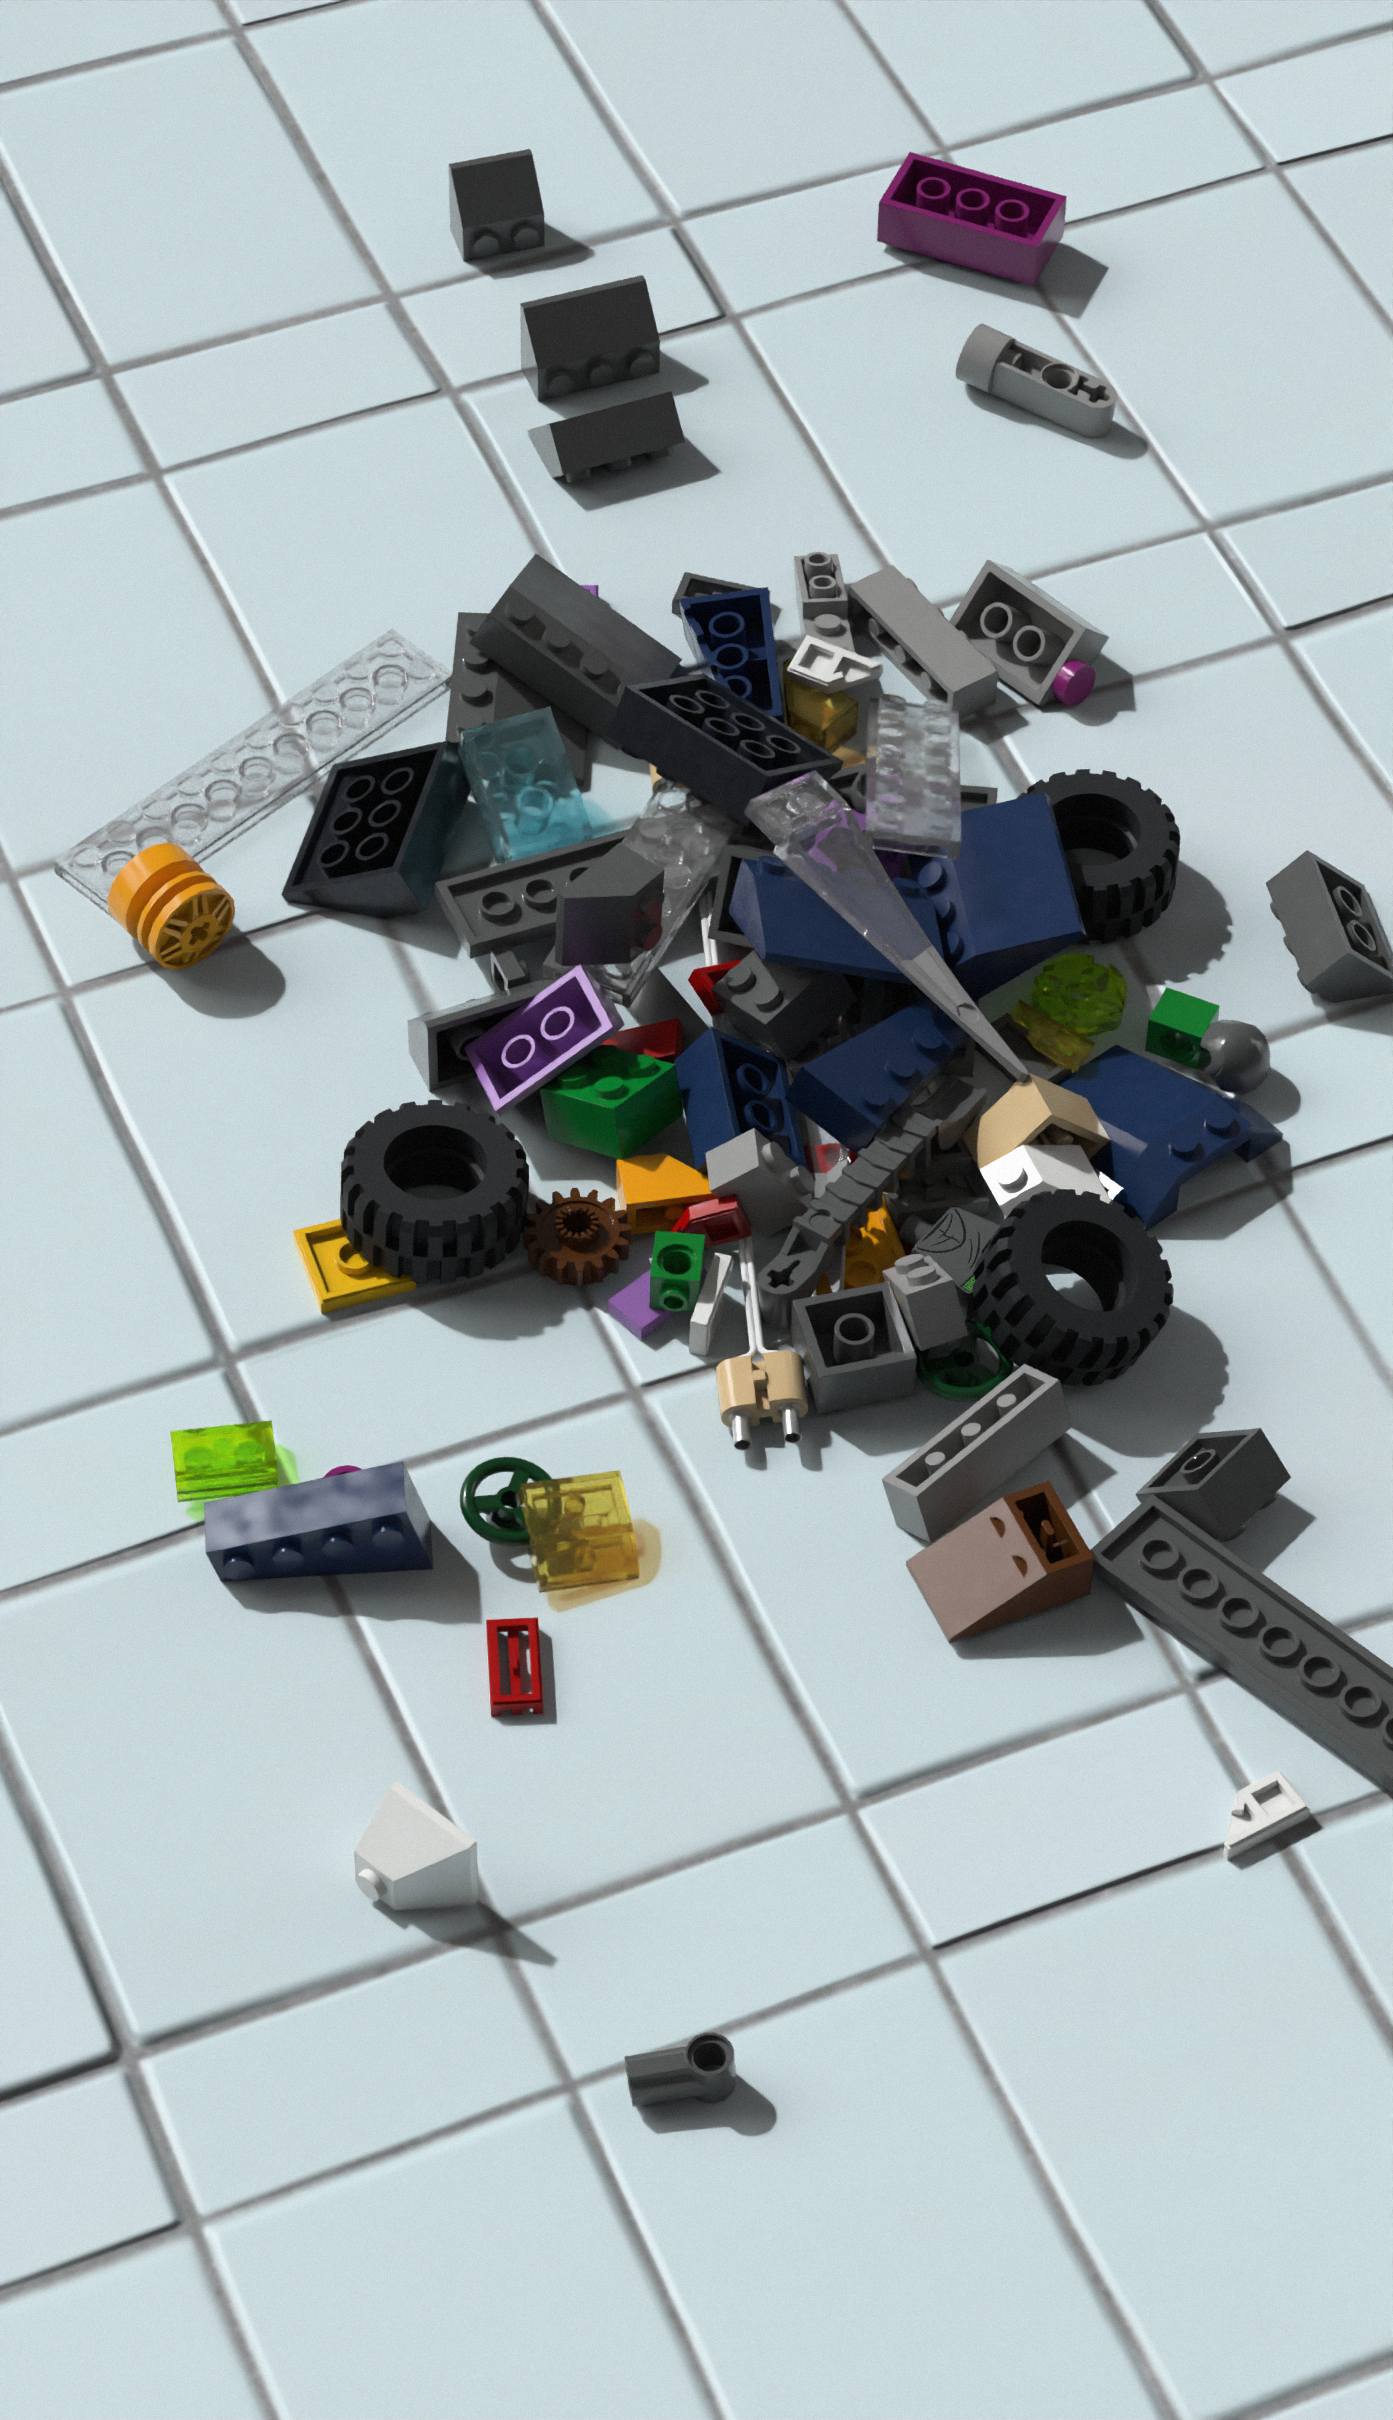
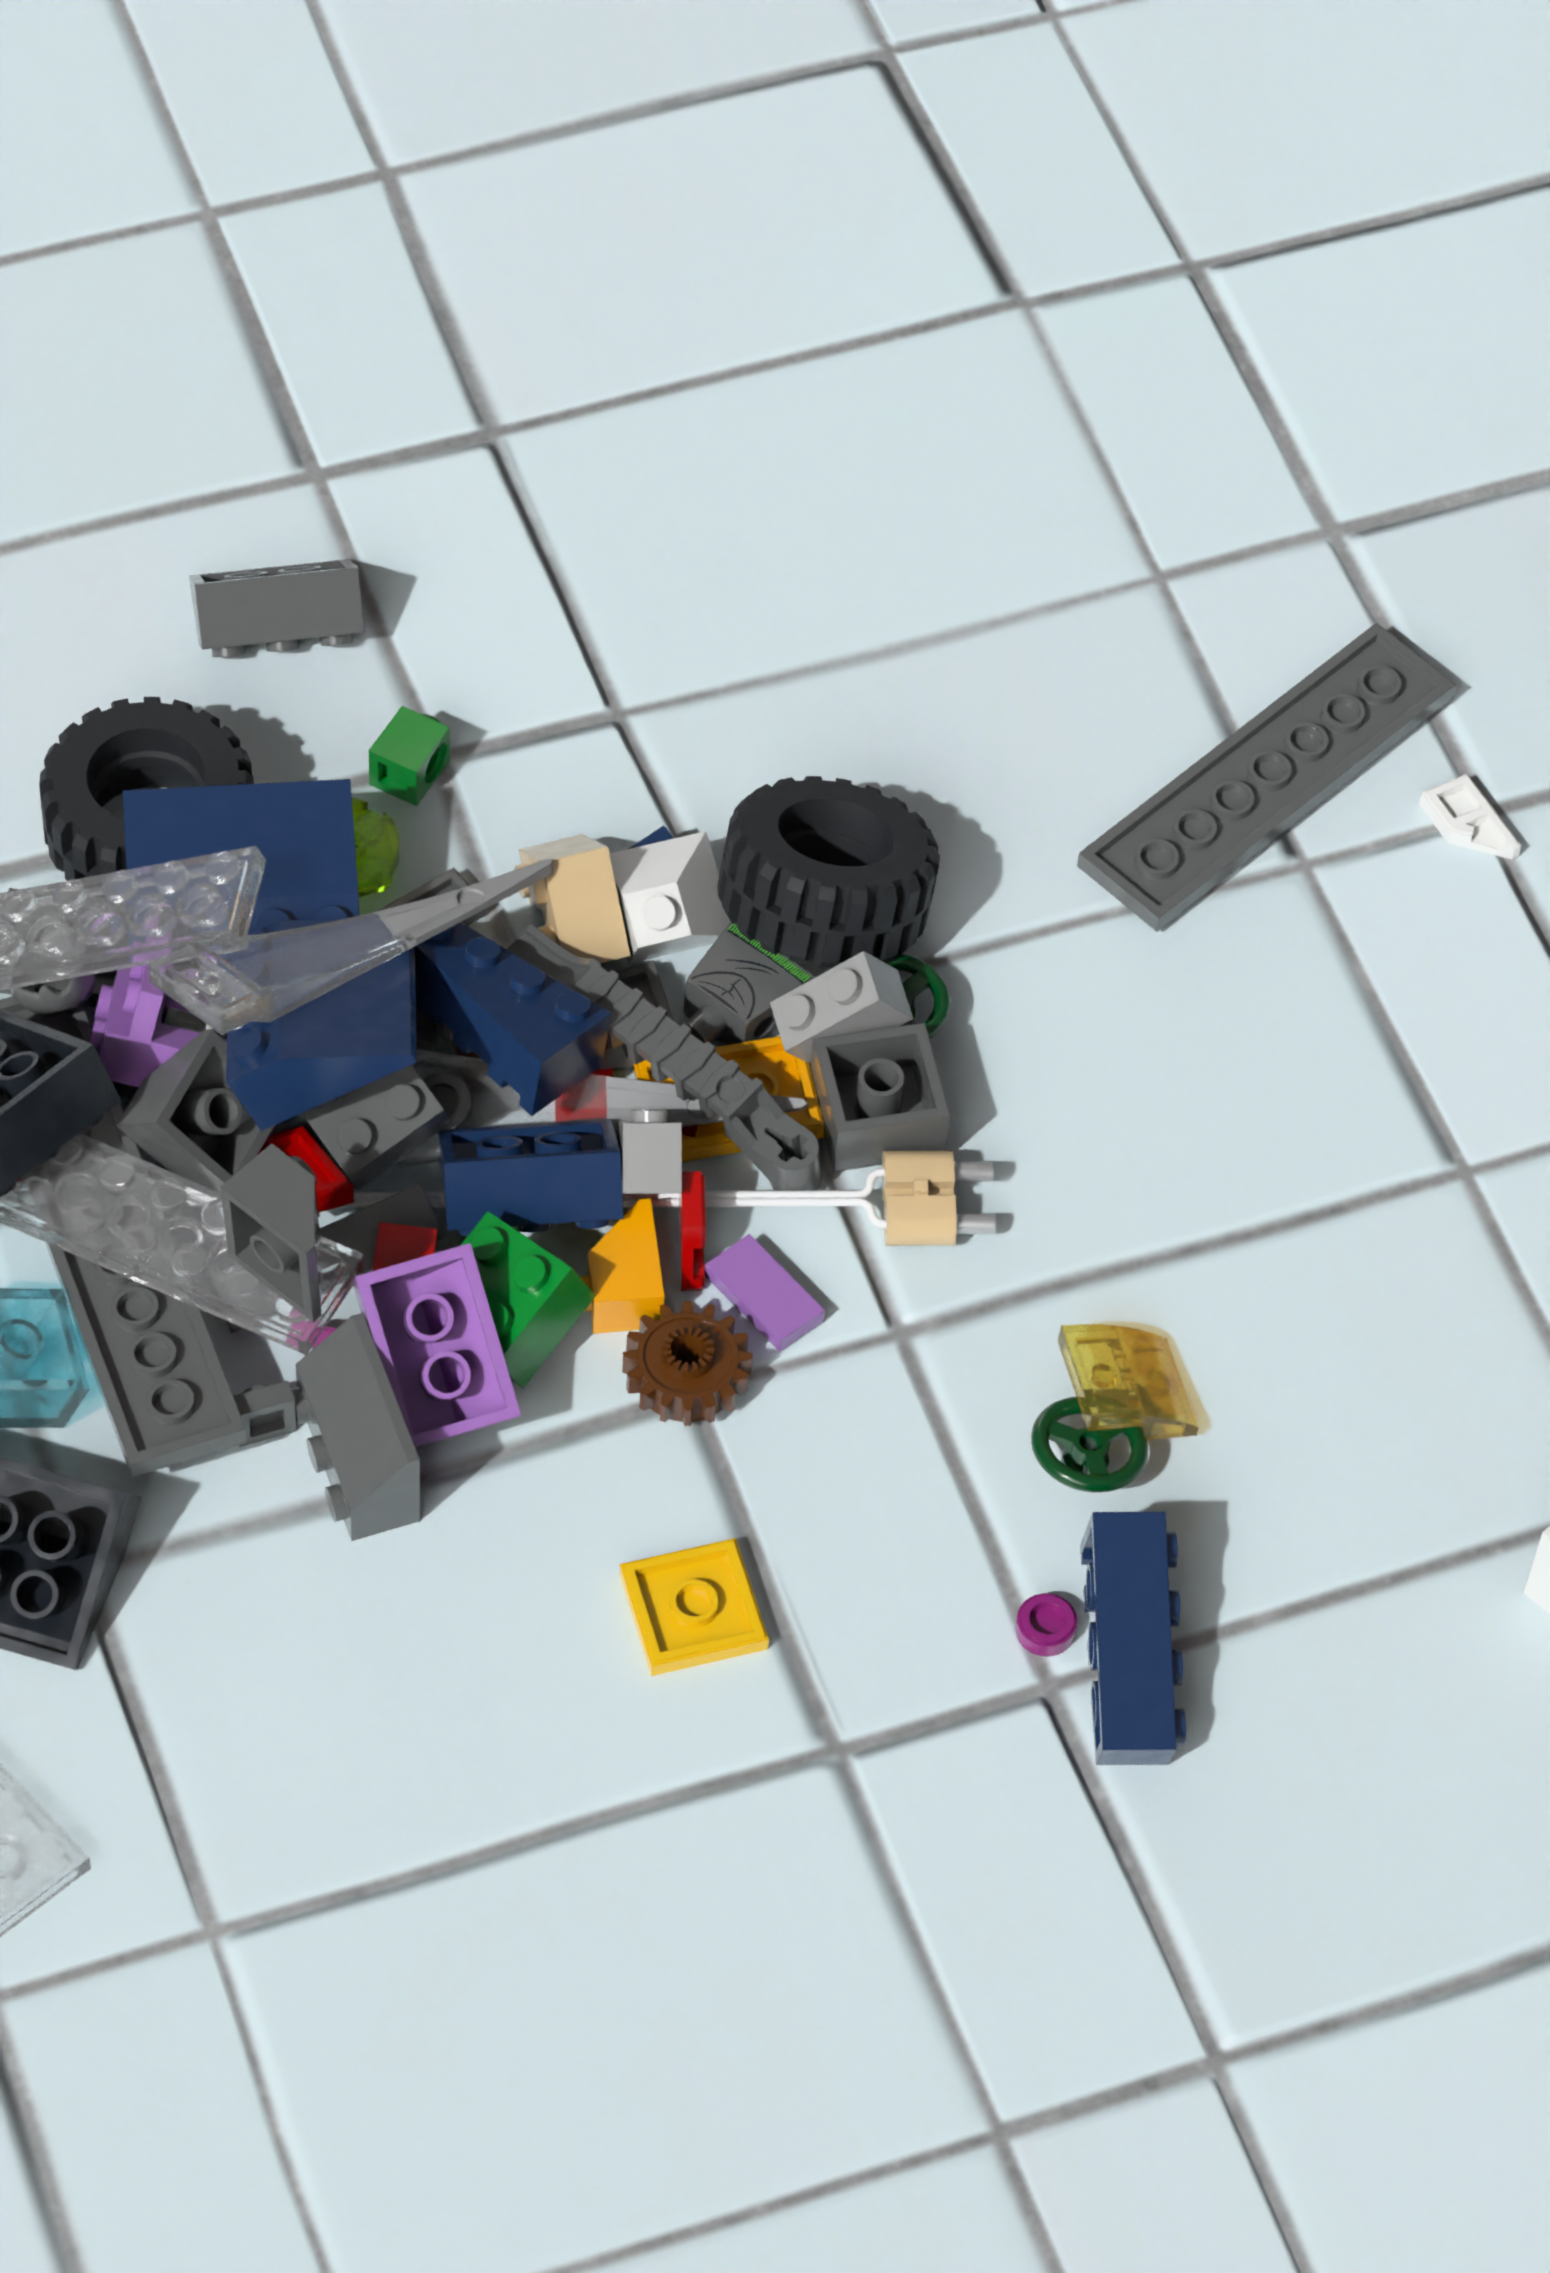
camera: 90 degrees left, 5 degrees up
(171, 906) = (137, 1764): light orange wheel -> none
(224, 1460) = (1010, 1745): clear neon green plate -> none
(431, 1235) = (620, 1429): black tyre -> none
(516, 1700) = (1296, 1474): red tile -> none
(676, 1271) = (767, 1234): green brick -> none
(710, 1305) = (800, 1235): white tile -> none
(977, 1453) = (1030, 995): light grey brick -> none
(1004, 1564) = (1175, 989): slope -> none
(1053, 1037) = (418, 870): clear yellow tile -> none
(1162, 1128) = (549, 778): dark blue wedge -> none
(1220, 1480) = (1058, 800): dark grey slope -> none
(1237, 1054) = (464, 698): dark grey hair -> none

